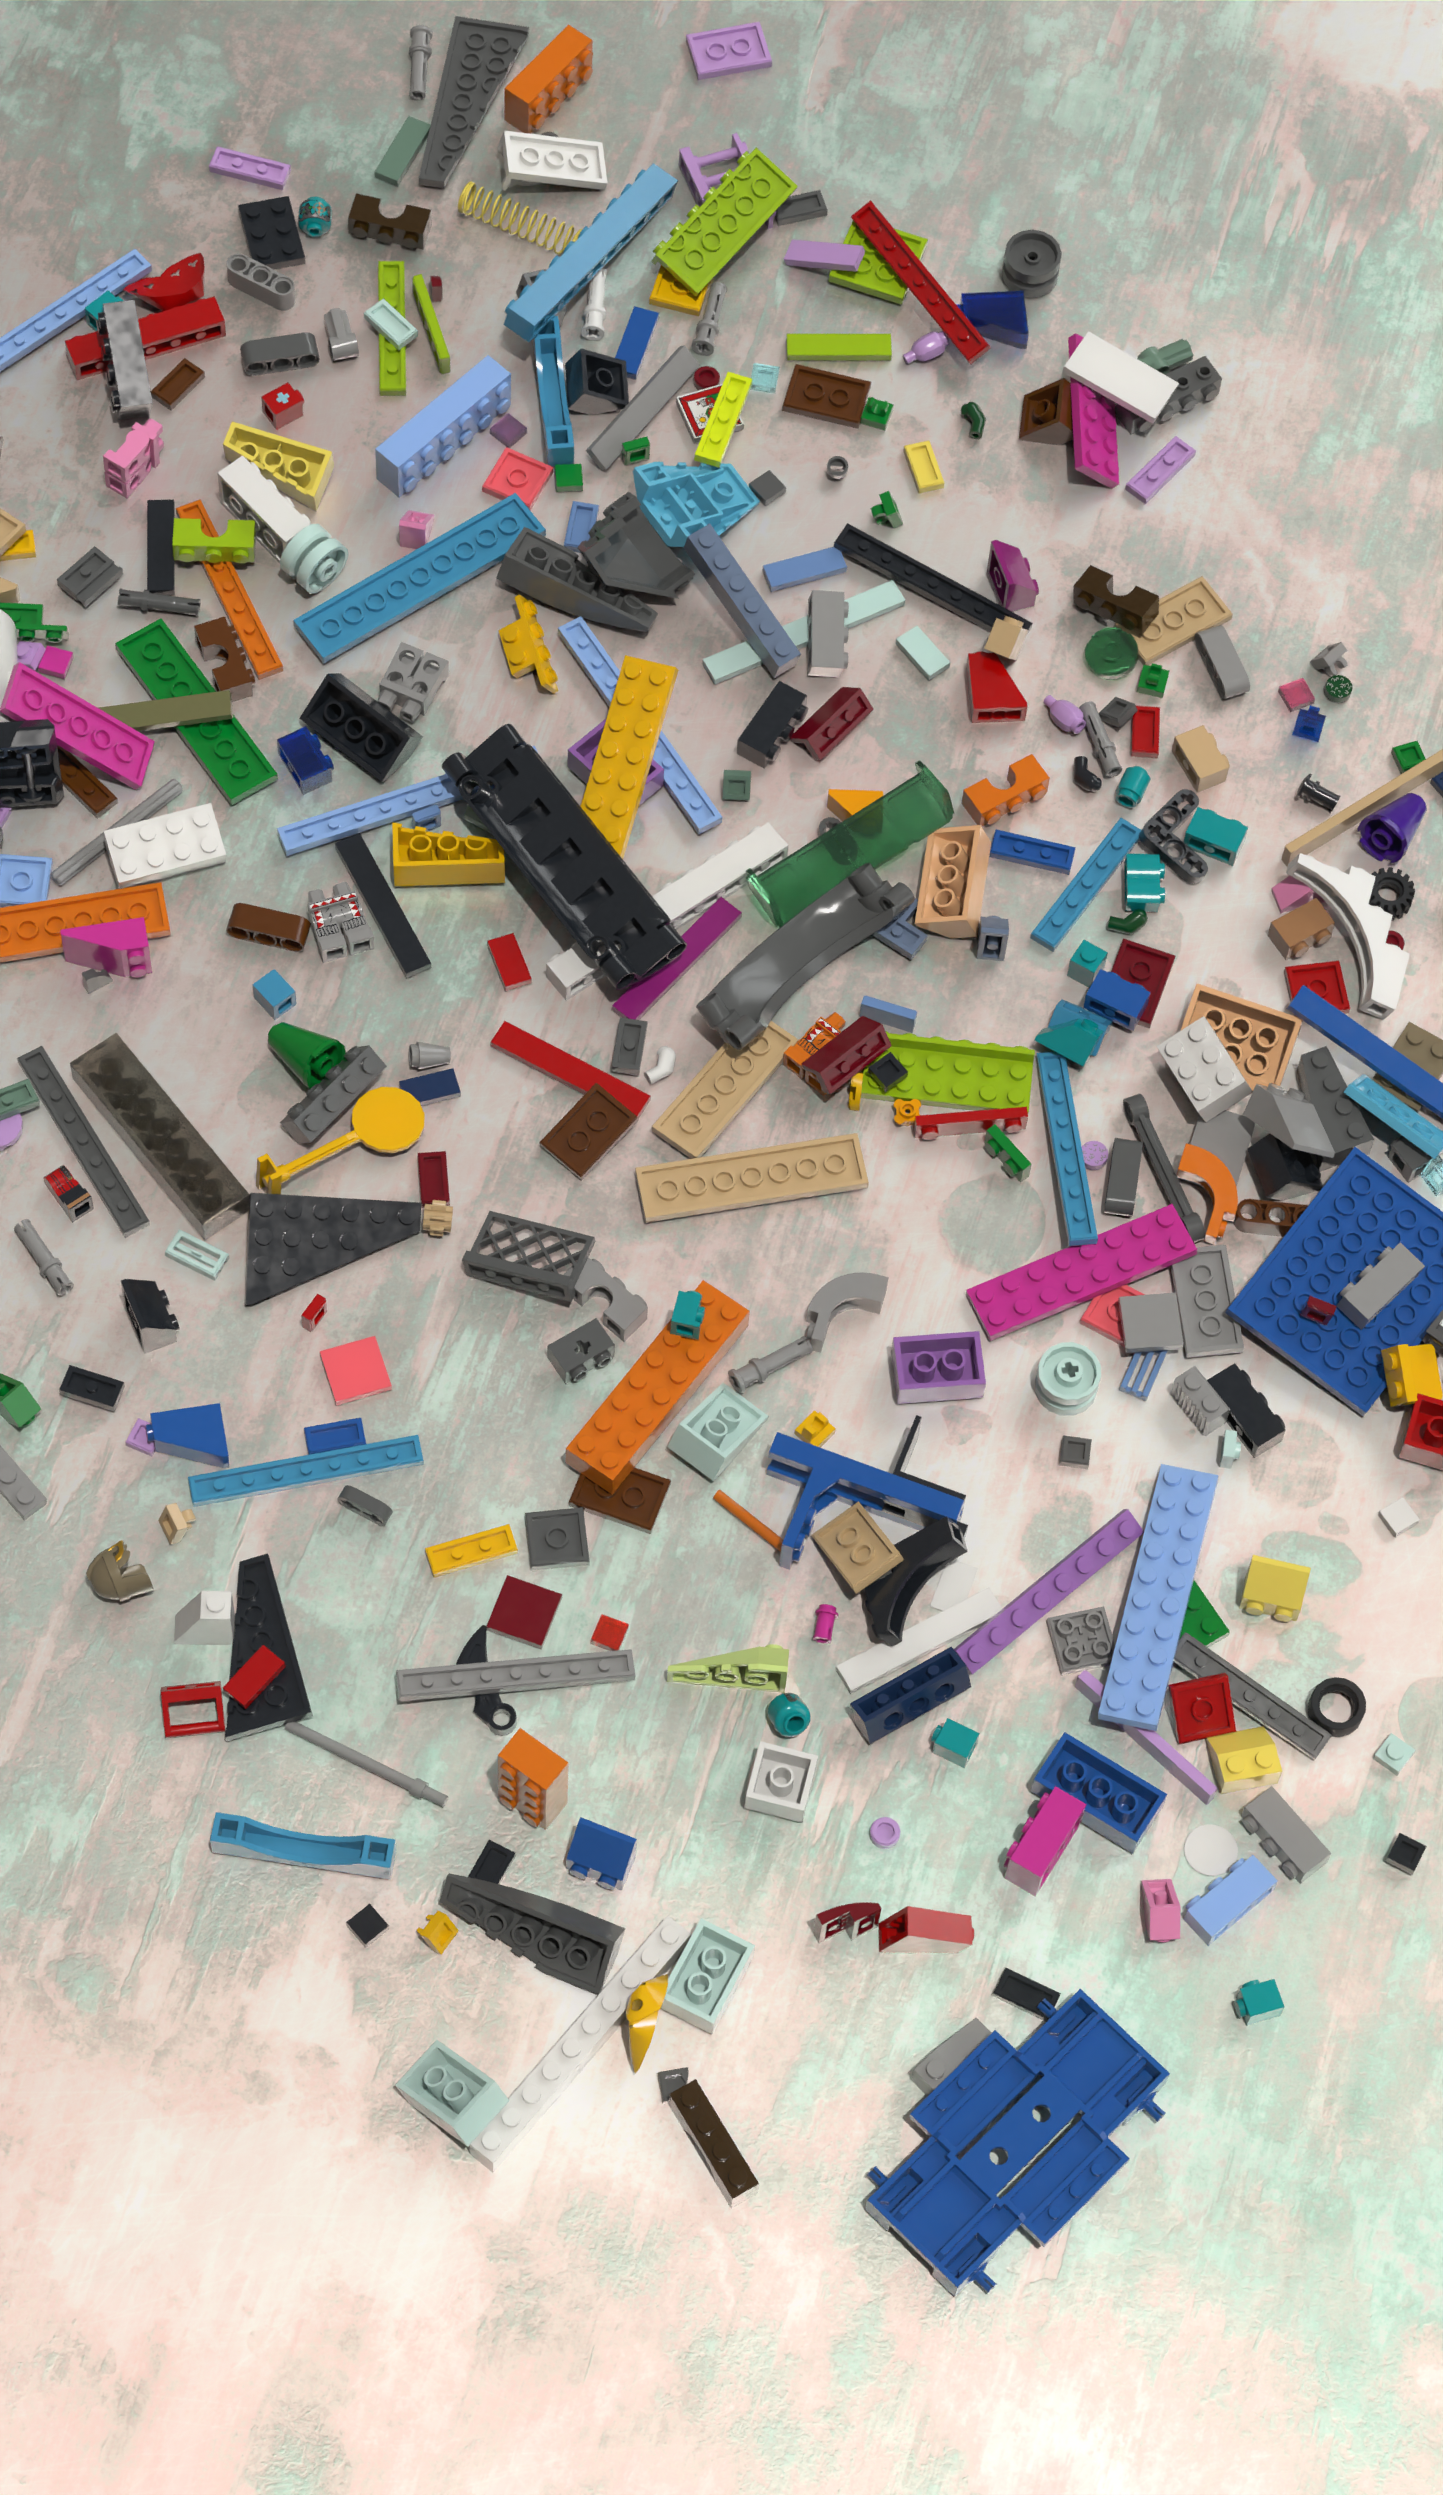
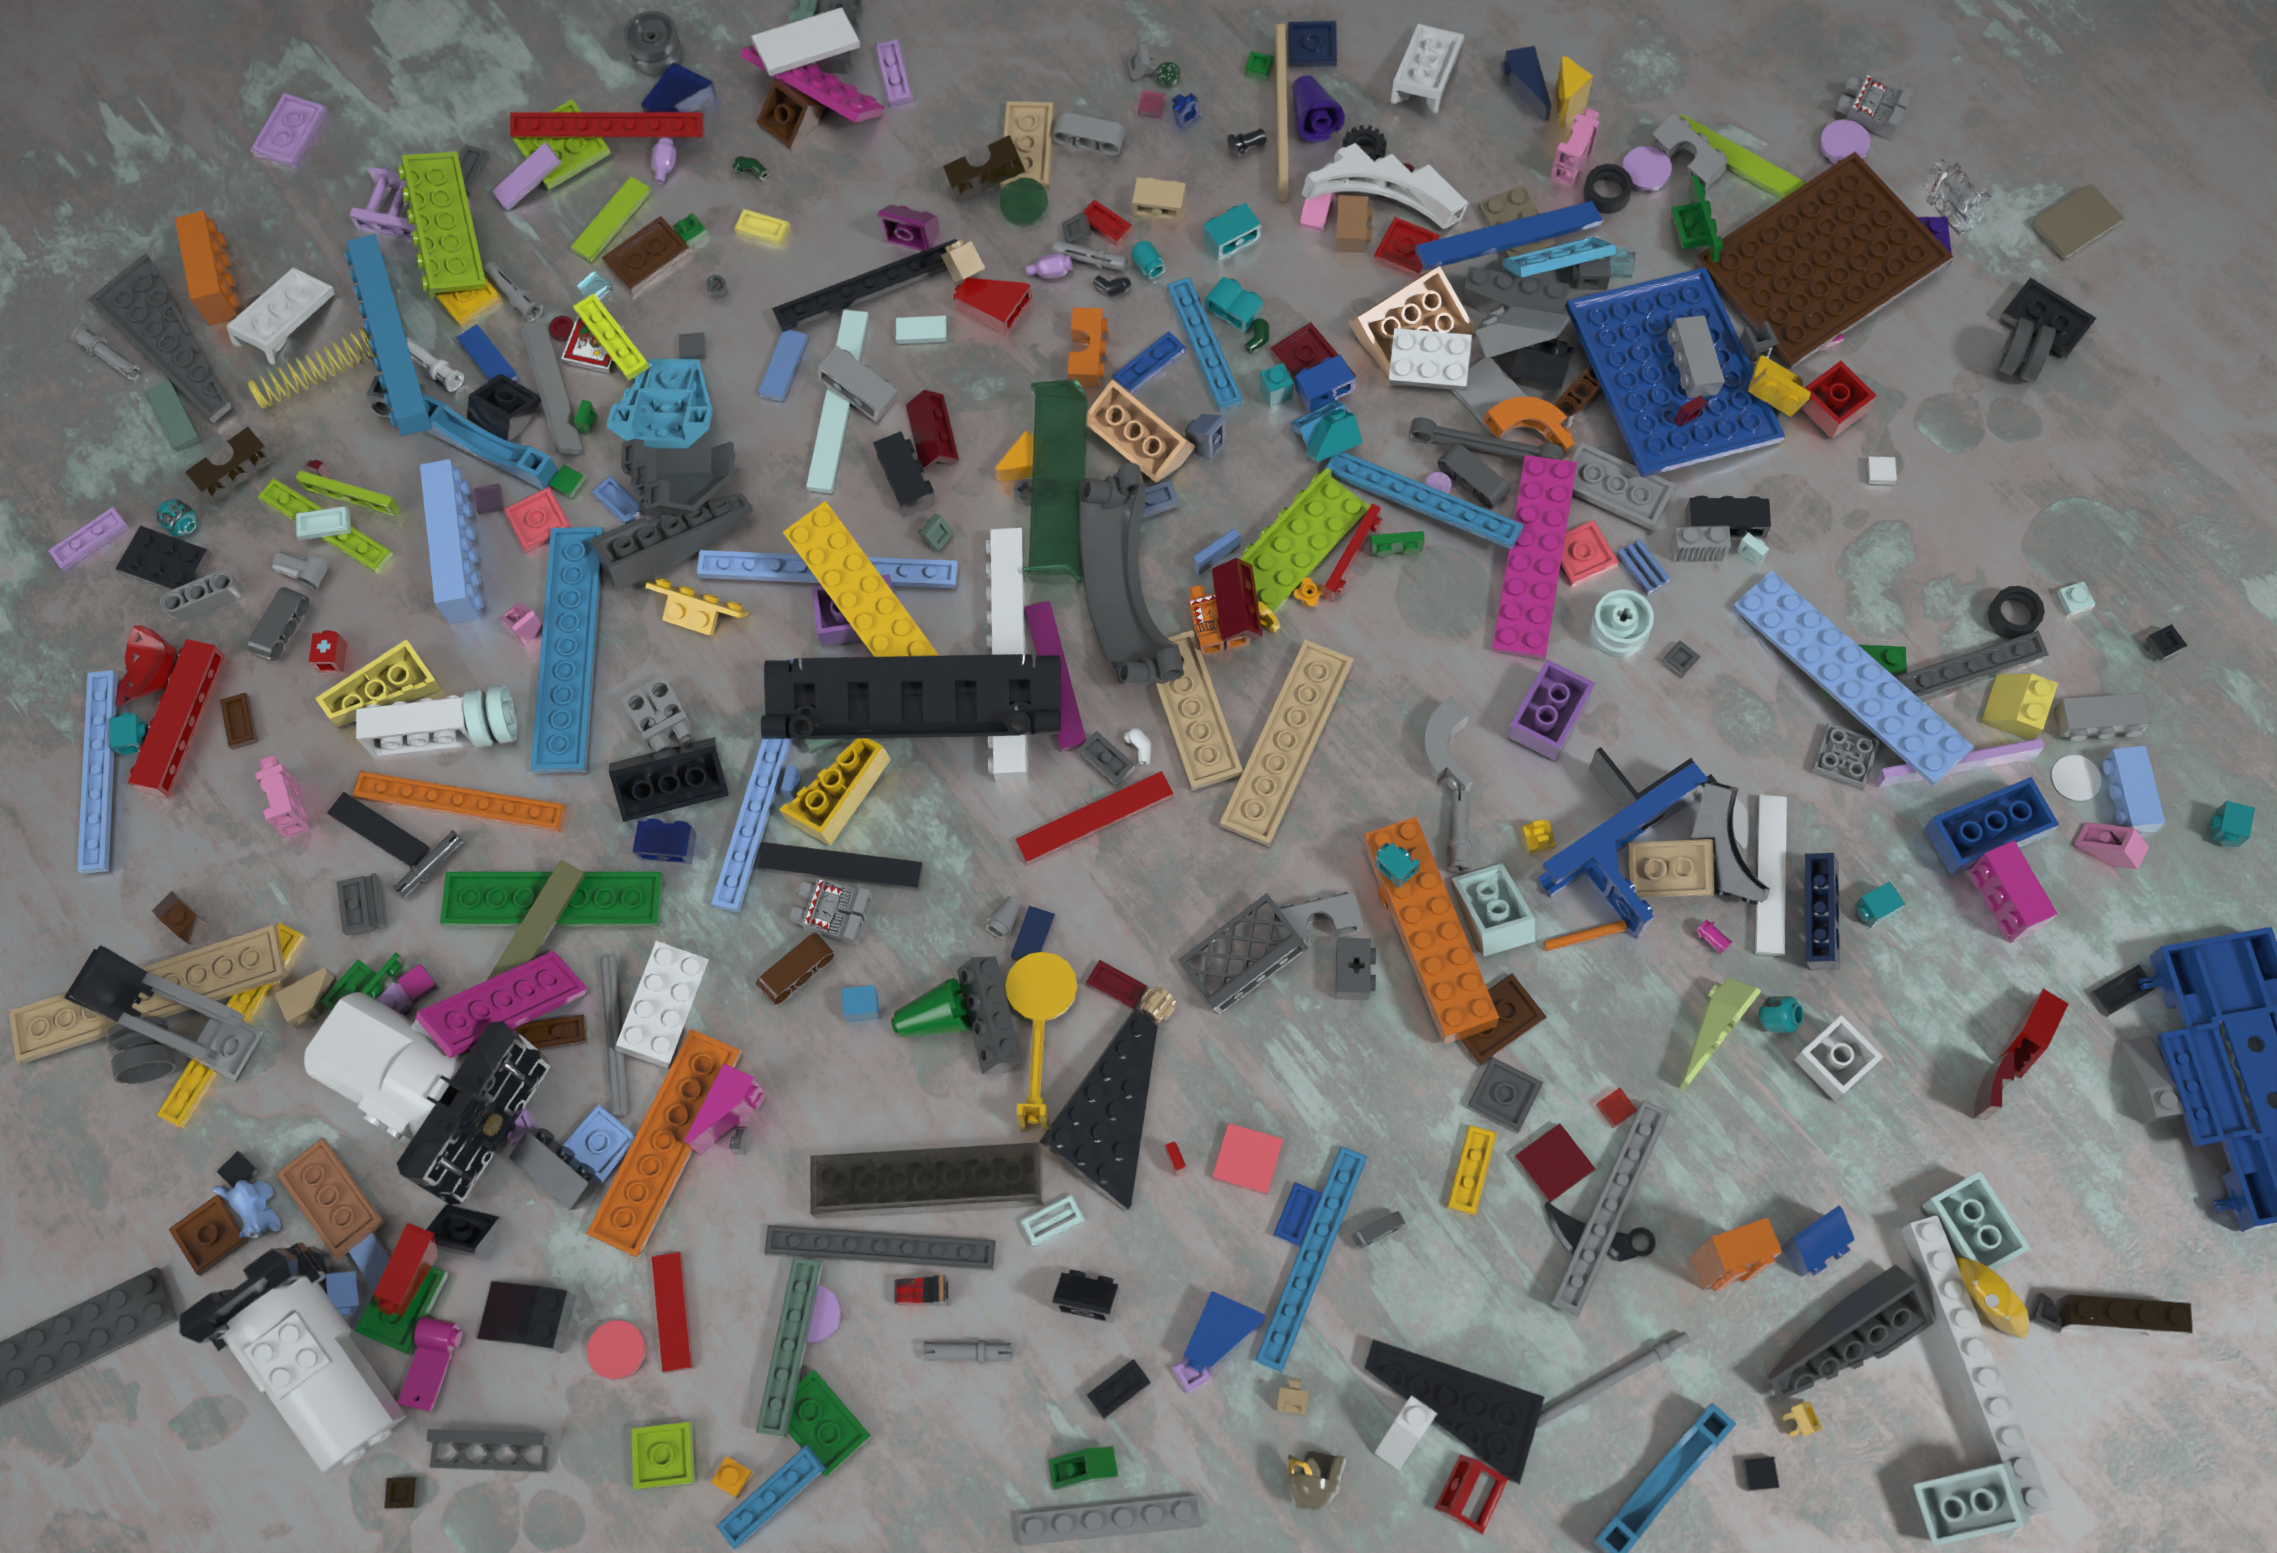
camera: 45 degrees left, 5 degrees up
(125, 359) = (189, 744): brick -> none
(217, 641) = (502, 840): reddish brown arch -> none
(233, 546) = (400, 802): lime arch -> none
(254, 1677) = (1483, 1424): red tile -> none
(492, 1863) = (1767, 1338): black tile -> none
(509, 962) = (963, 801): red tile -> none
(588, 1131) = (1160, 837): reddish brown tile -> none
(742, 600) = (785, 422): sand blue brick -> none
(885, 1833) = (1921, 1007): lavender tile -> none
(887, 510) = (781, 275): green tile -> none
(888, 1071) = (1272, 582): black plate -> none
(1048, 1590) = (1790, 753): medium lavender plate -> none
(1150, 1322) = (1614, 534): light grey tile -> none
(1153, 680) = (1067, 190): green tile -> none
(1165, 832) = (1202, 262): black beam -> none
(1202, 1708) = (1964, 705): red tile -> none
(1274, 1588) = (1896, 592): light yellow slope -> none

